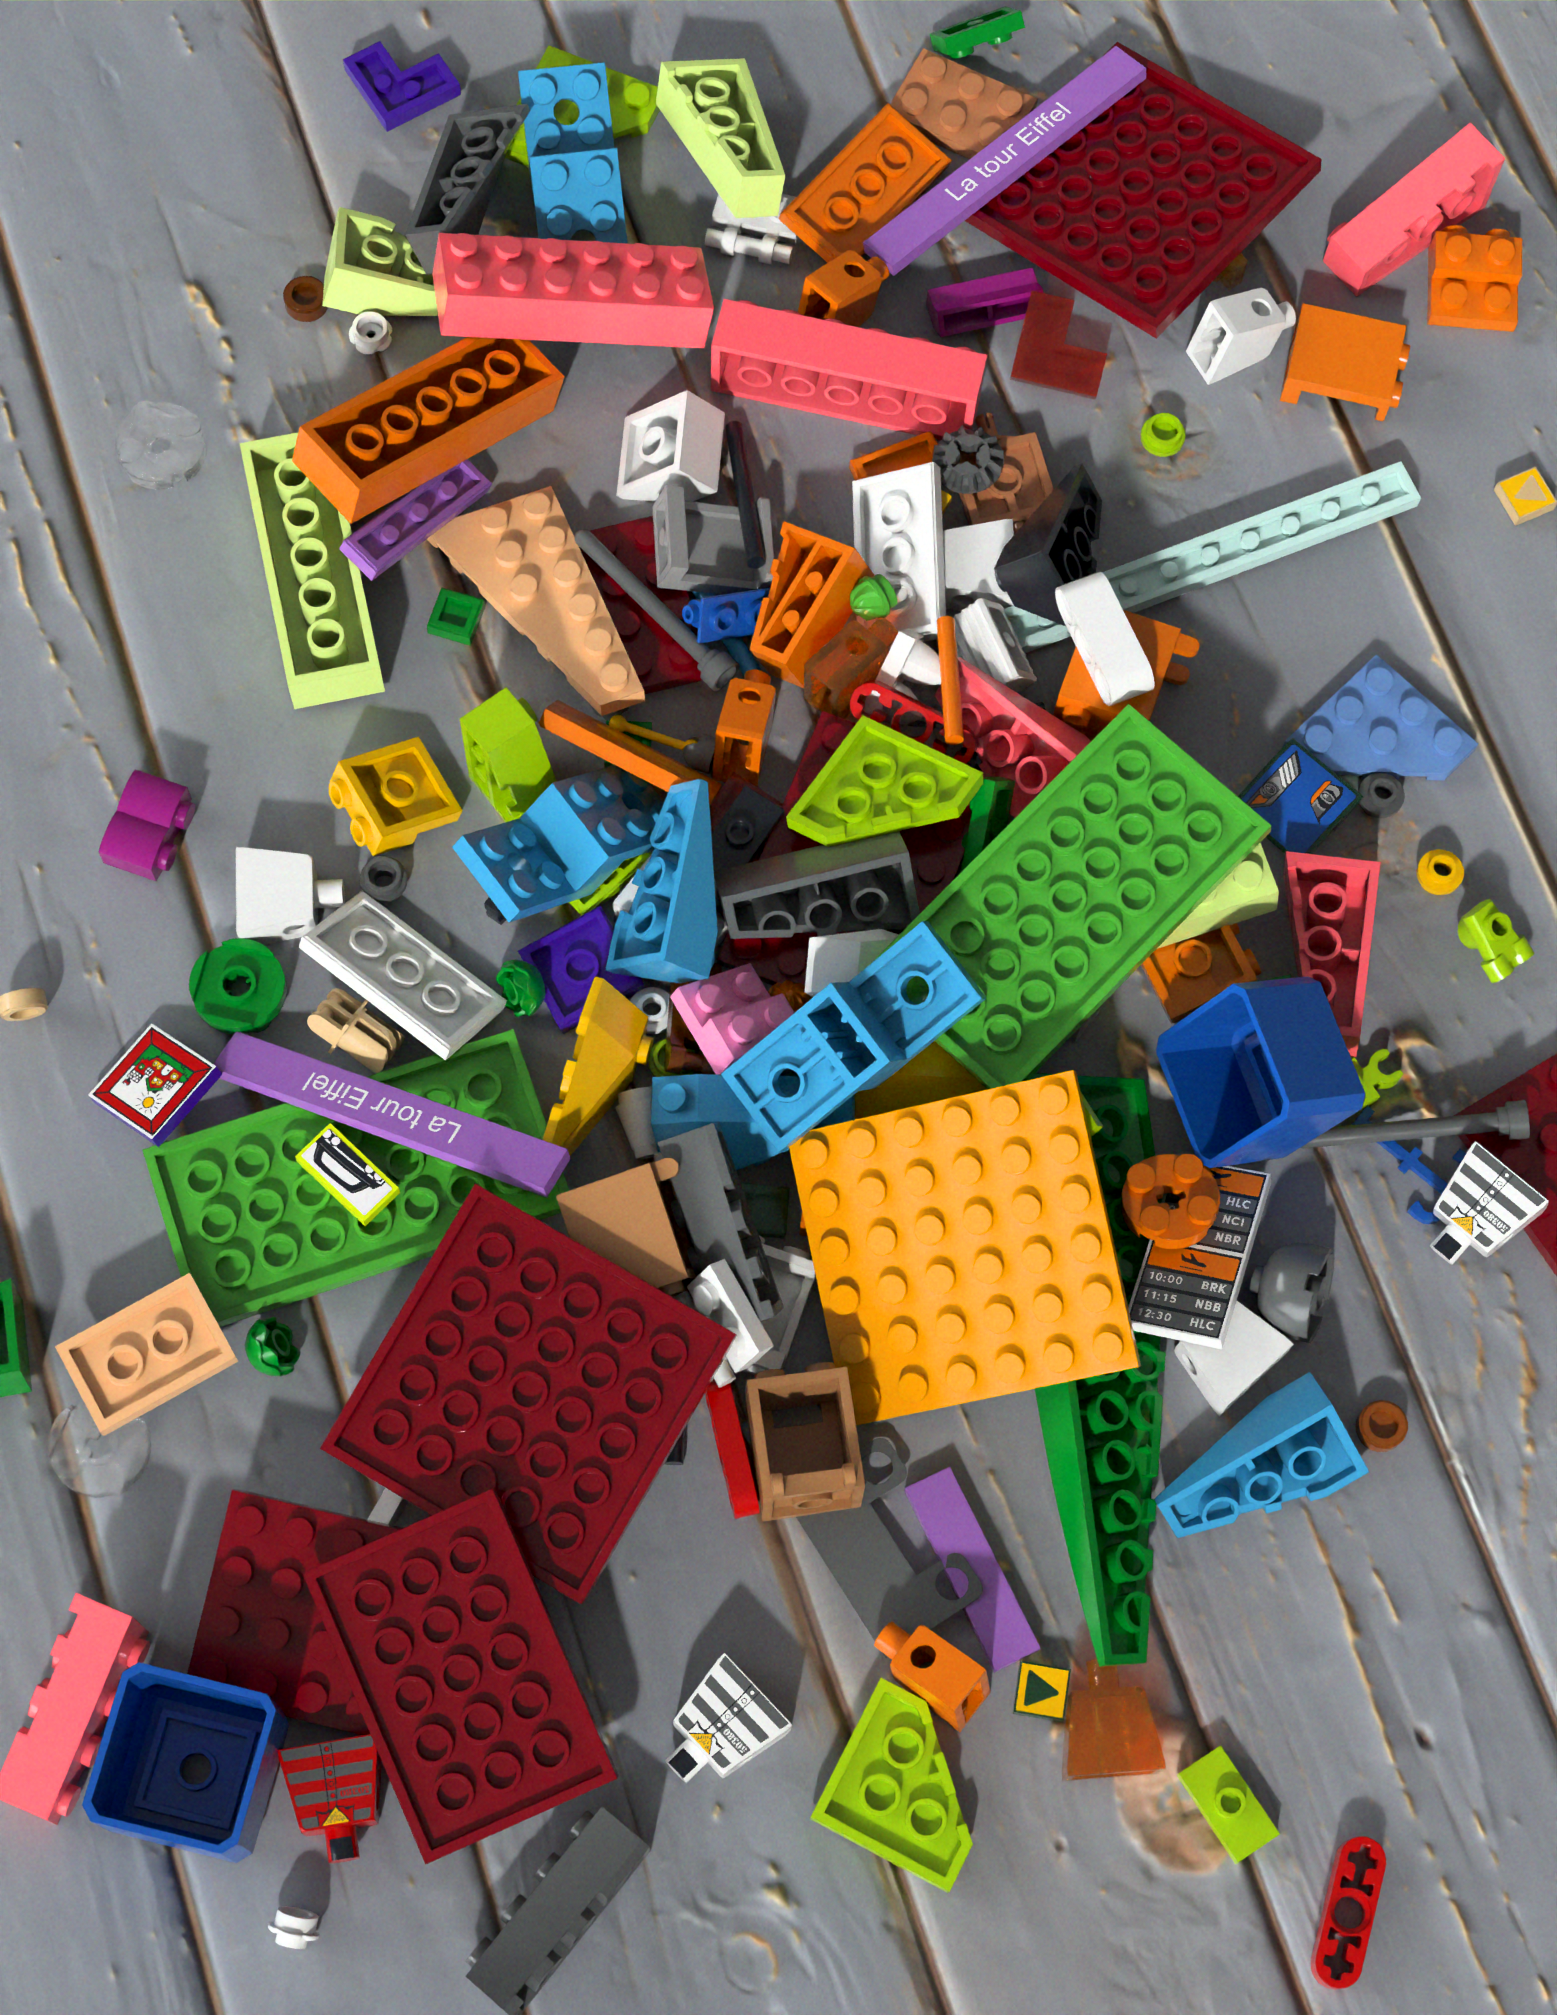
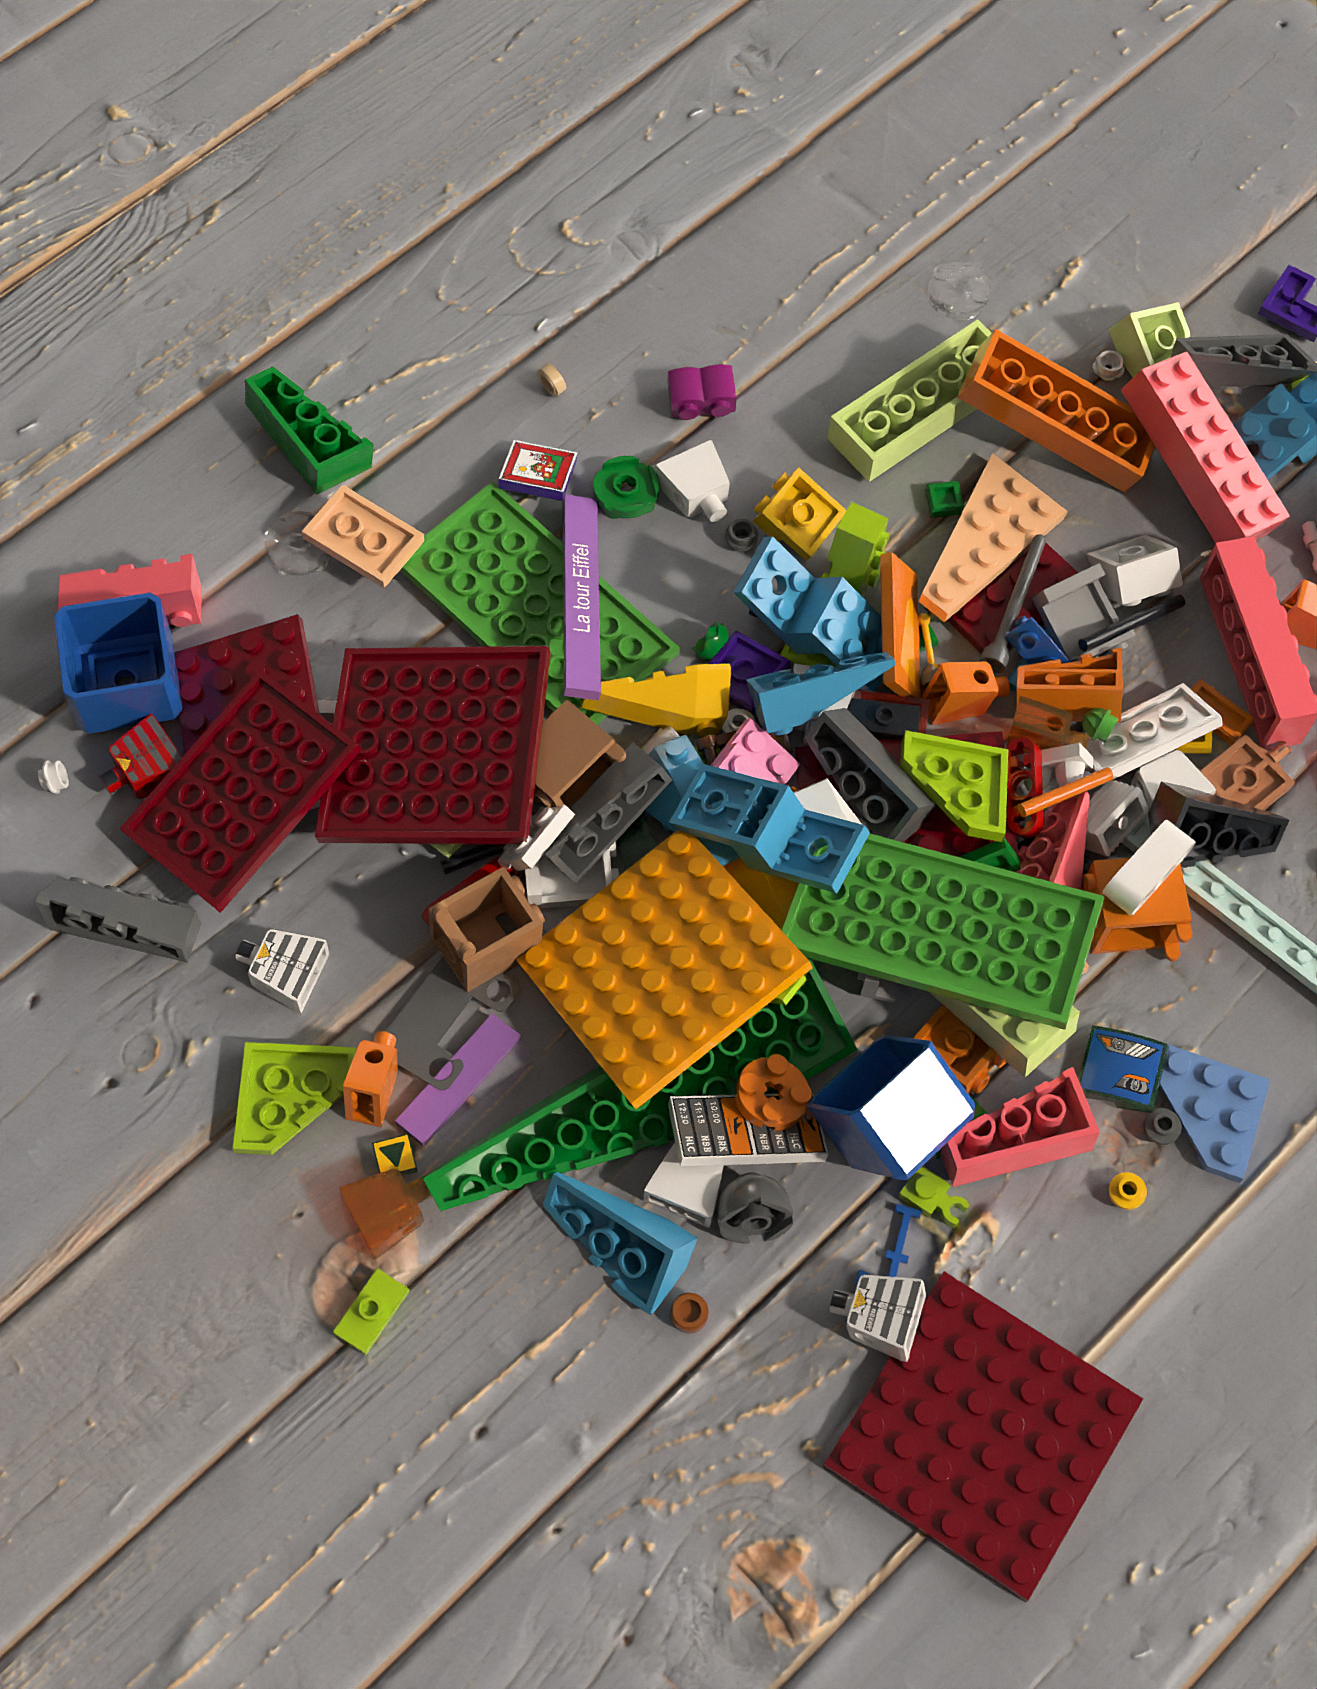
camera: 65 degrees right, 5 degrees down
(271, 1347) = (404, 605): green plate -> none
(304, 299) = (1106, 318): reddish brown tile -> none
(347, 1174) = (532, 594): tile -> none
(355, 1030) = (629, 562): tan arm -> none
(403, 974) = (682, 571): white tile -> none
(414, 518) = (991, 439): medium lavender tile -> none
(966, 477) = (1253, 756): dark grey gear -> none
(1351, 1954) = (303, 1436): red beam -> none
(1495, 939) = (1089, 1256): lime plate -> none
(1507, 1120) = (957, 1306): dark grey piece -> none

